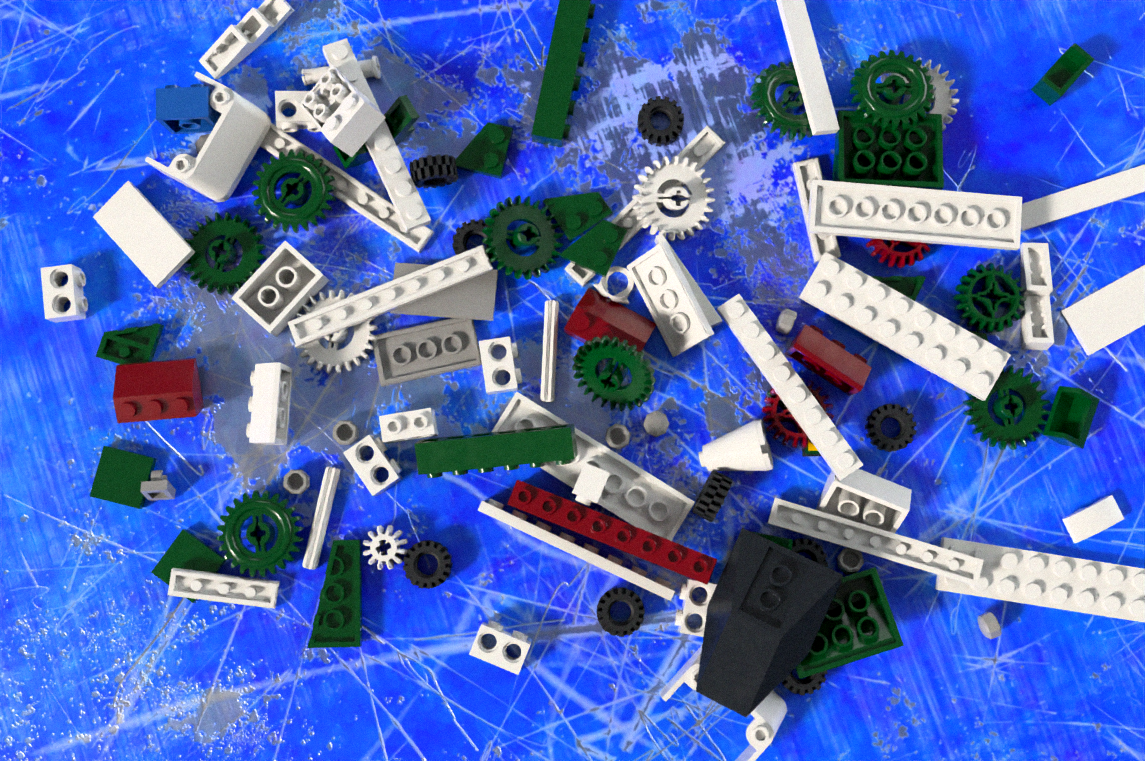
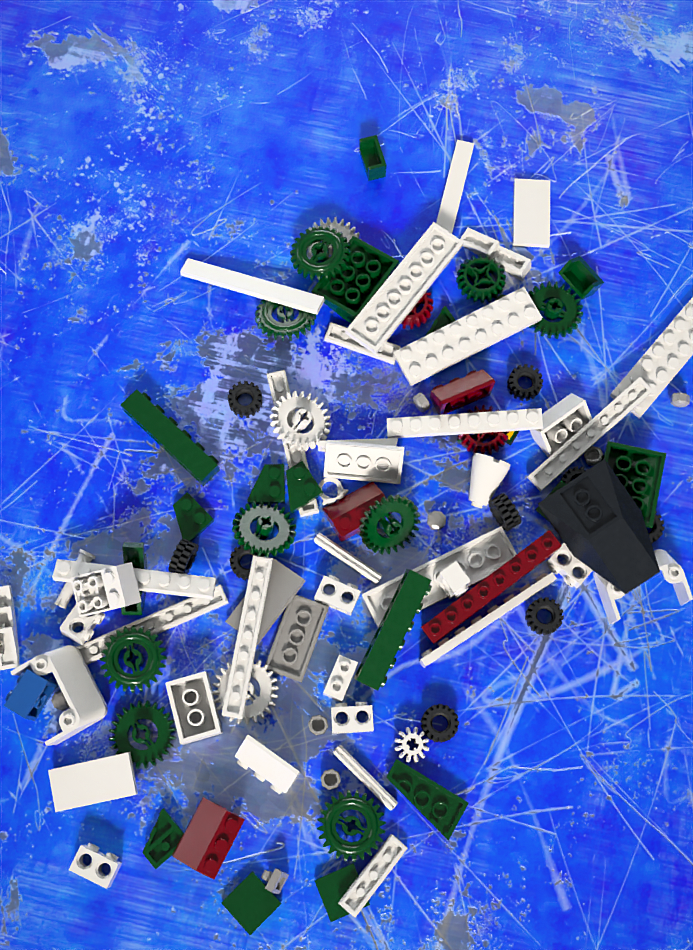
camera: 65 degrees left, 10 degrees down
(498, 654) = (526, 712): white brick -> none
(617, 436) = (430, 549): light grey tile -> none
(1093, 519) = (649, 303): white slope -> none

